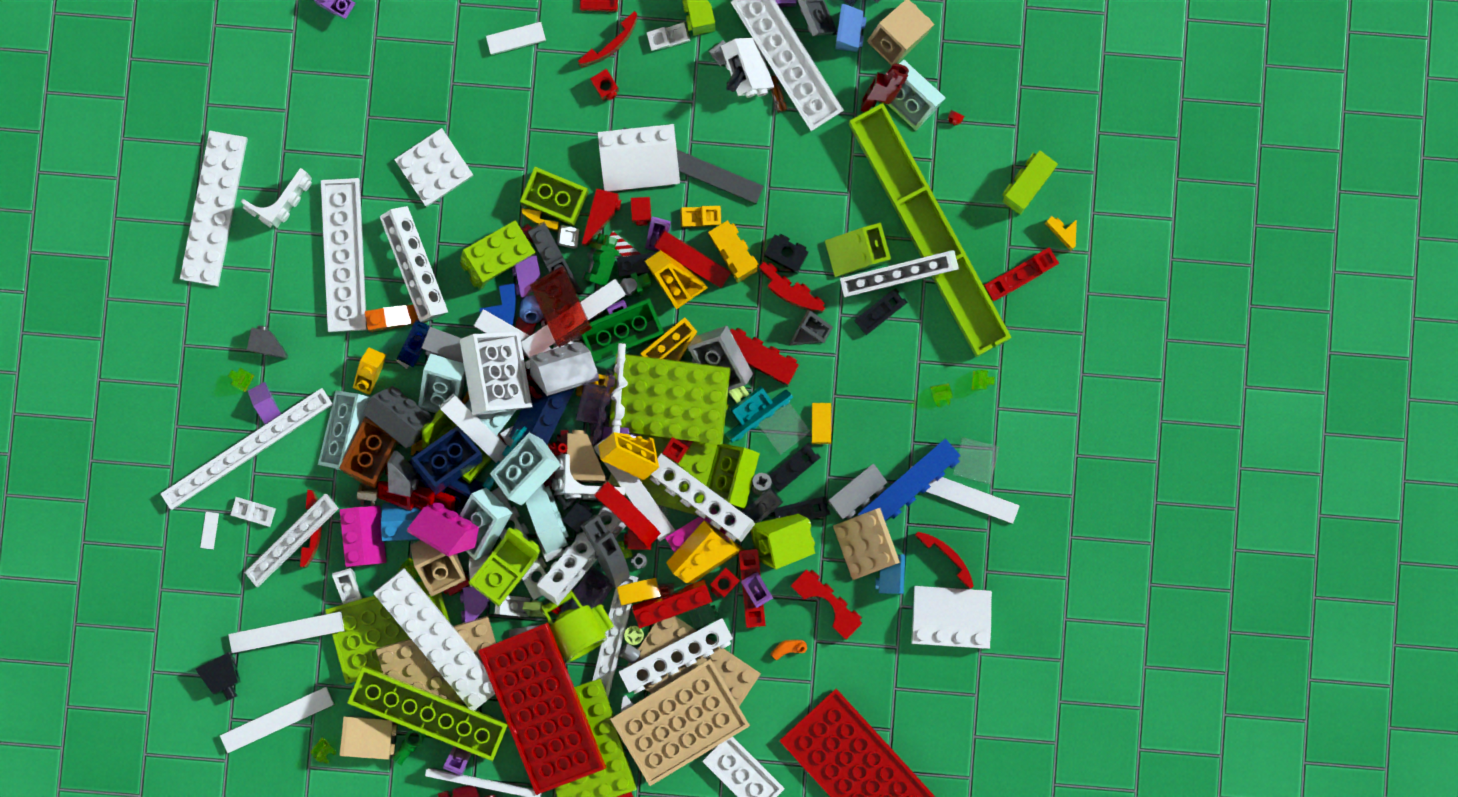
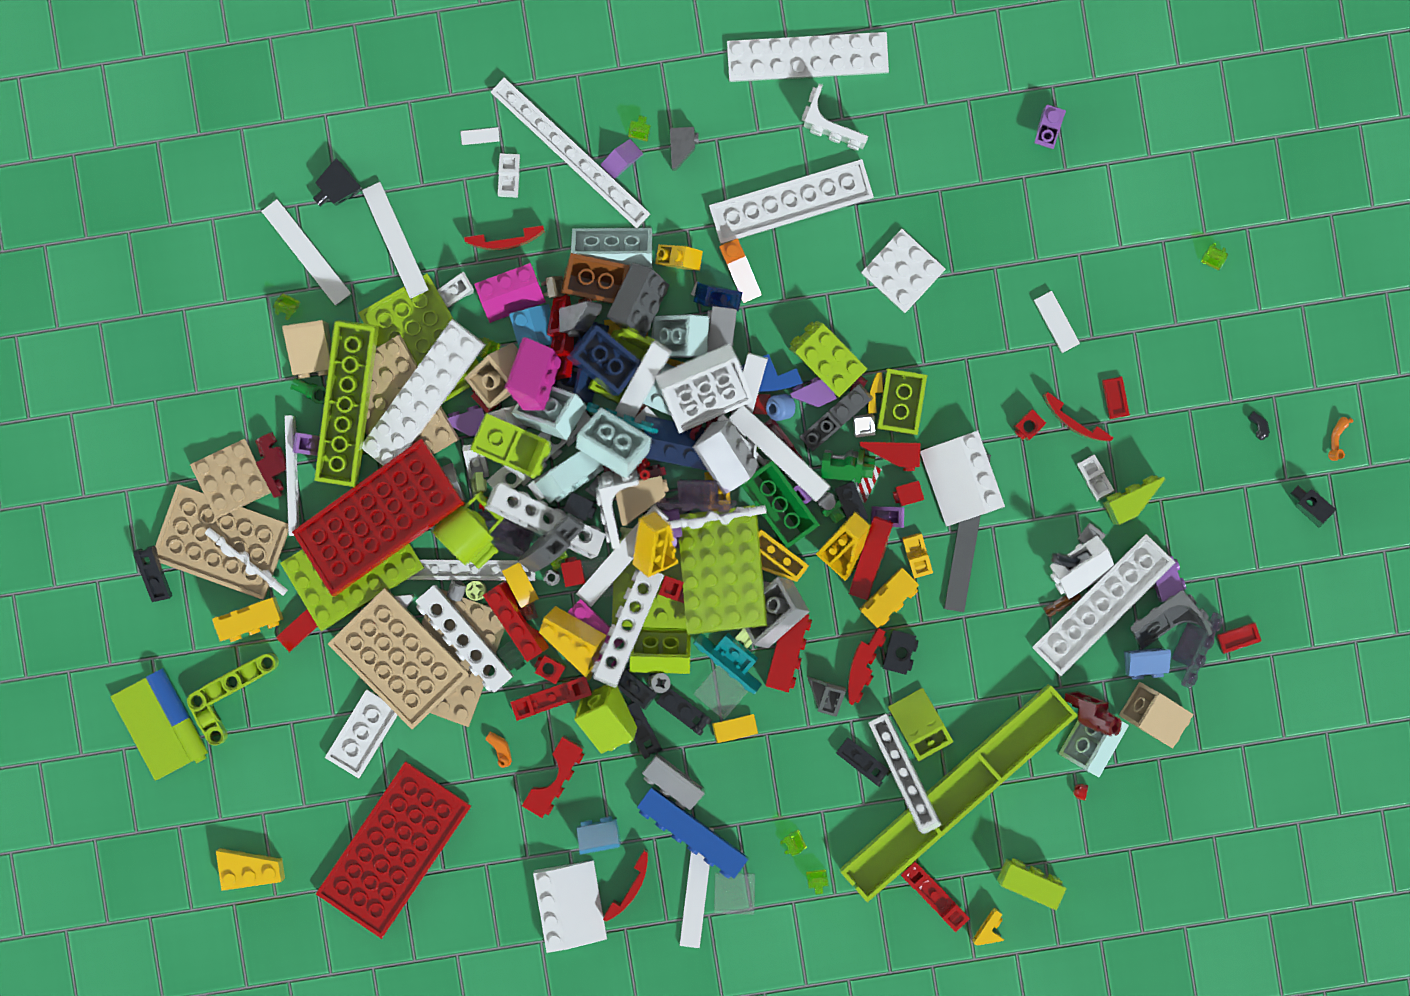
camera: 70 degrees right, 5 degrees up
(291, 540) = (488, 222): white tile -> none
(413, 264) = (798, 275): white brick -> none
(561, 306) = (788, 437): clear red tile -> none
(627, 513) = (594, 556): red slope -> none
(756, 589) = (549, 704): medium lavender slope -> none
(866, 544) = (622, 803): tan plate -> none

